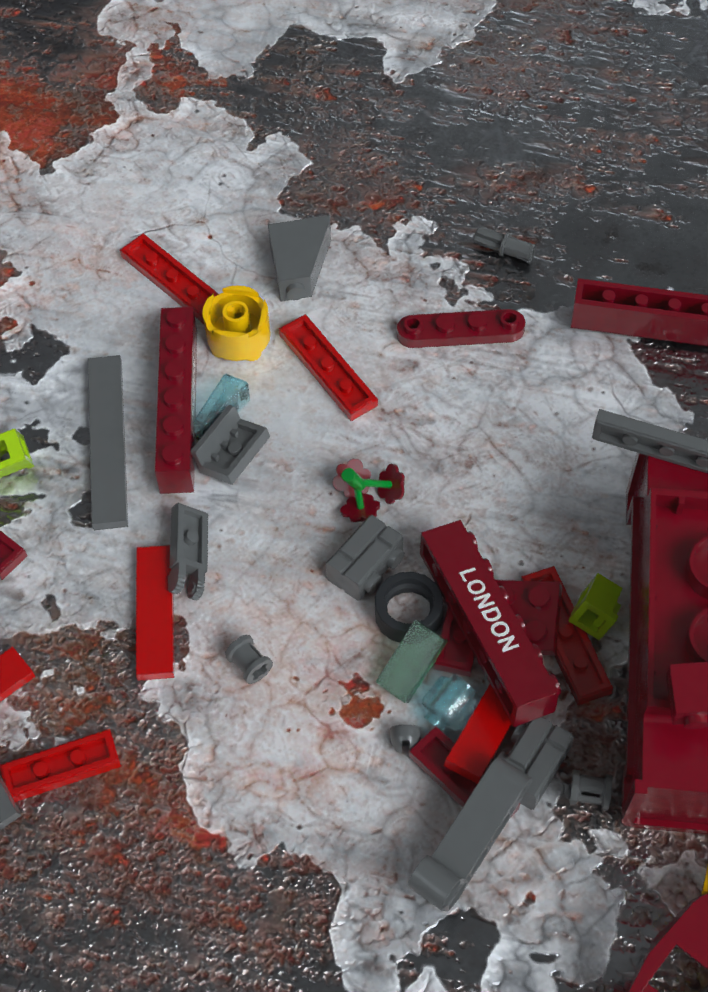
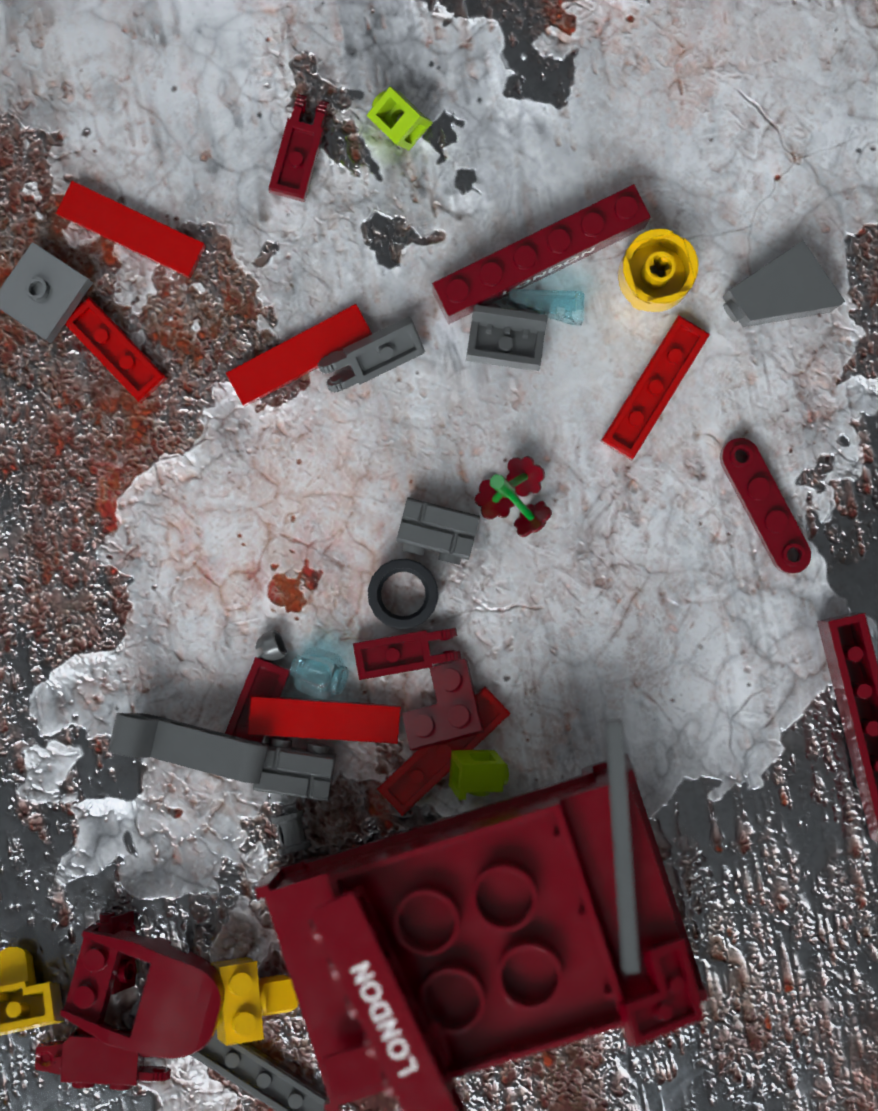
camera: 65 degrees right, 30 degrees up
(107, 443) = (467, 208): dark grey tile -> none
(168, 274) = (700, 166): red tile -> none
(248, 659) = (285, 468): dark grey bush -> none
(411, 661) = (344, 622): clear green tile -> none
(489, 623) = (406, 678): dark red brick -> none

